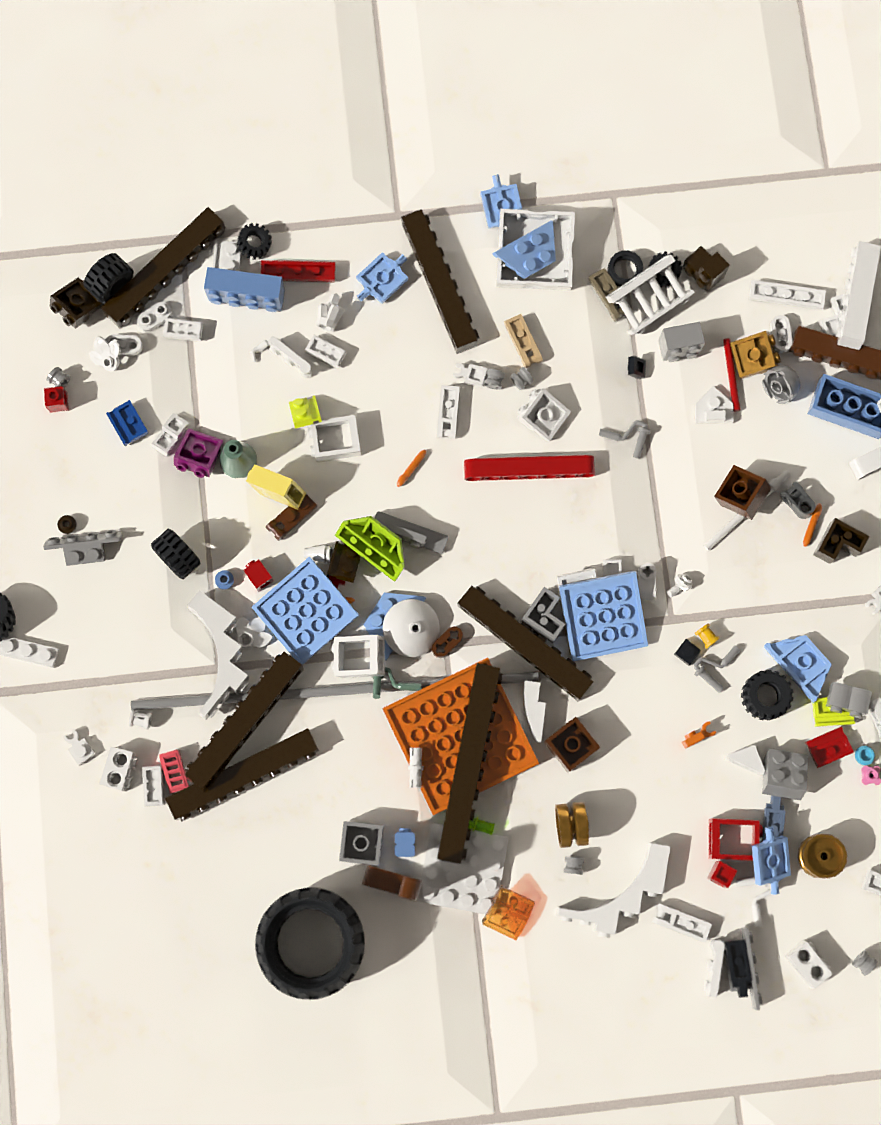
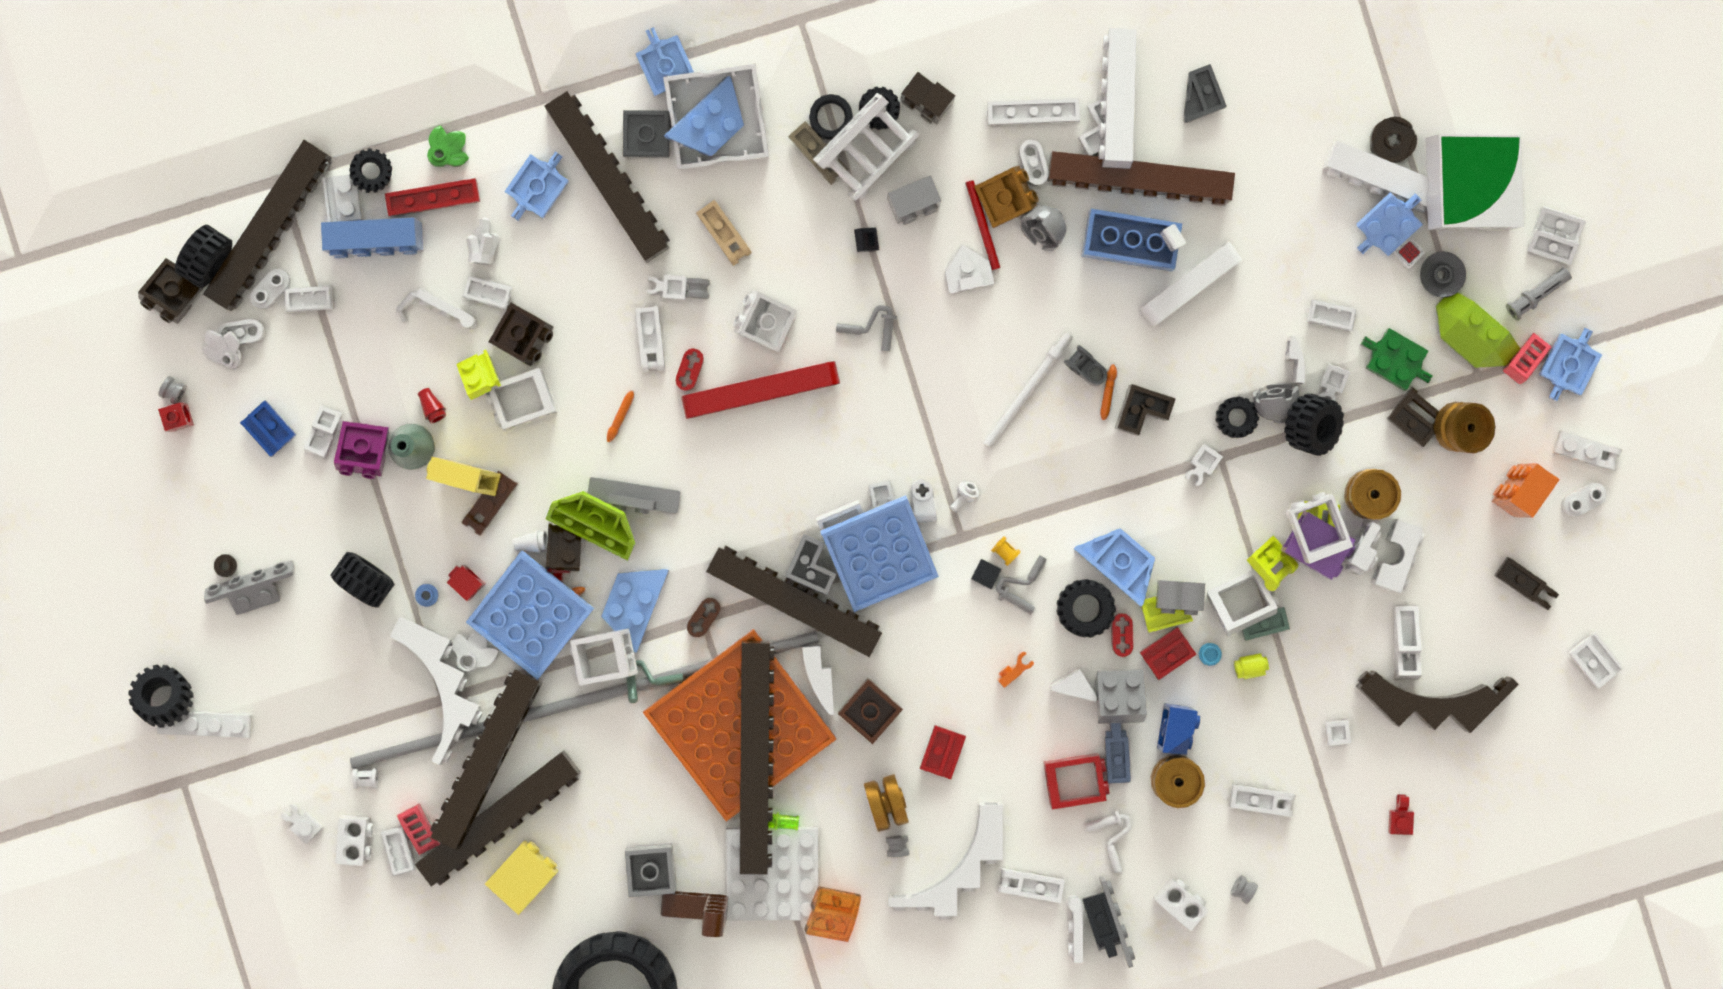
camera: 10 degrees left, 10 degrees up
(252, 828) = (522, 876): none -> light yellow brick
(261, 430) = (431, 406): none -> red cone
(319, 235) = (449, 145): none -> bright green plate
(346, 388) = (521, 334): none -> dark brown plate
(399, 624) = (643, 606): white dish -> none
(405, 843) = (700, 861): medium blue brick -> none
(415, 768) = (695, 774): white pin -> none
(471, 440) = (684, 367): none -> red beam
(476, 255) = (645, 133): none -> dark grey plate
(521, 378) = (730, 280): light grey wheel -> none
(626, 793) = (942, 752): none -> red plate
(722, 874) = (1067, 824): red brick -> none
(742, 492) = (1018, 372): reddish brown brick -> none
(771, 860) = (1120, 798): light blue plate -> none
(798, 724) = (1116, 635): none -> red beam
(828, 809) = (1177, 729): none -> blue slope
(866, 771) = (1214, 674): bright pink plate -> none

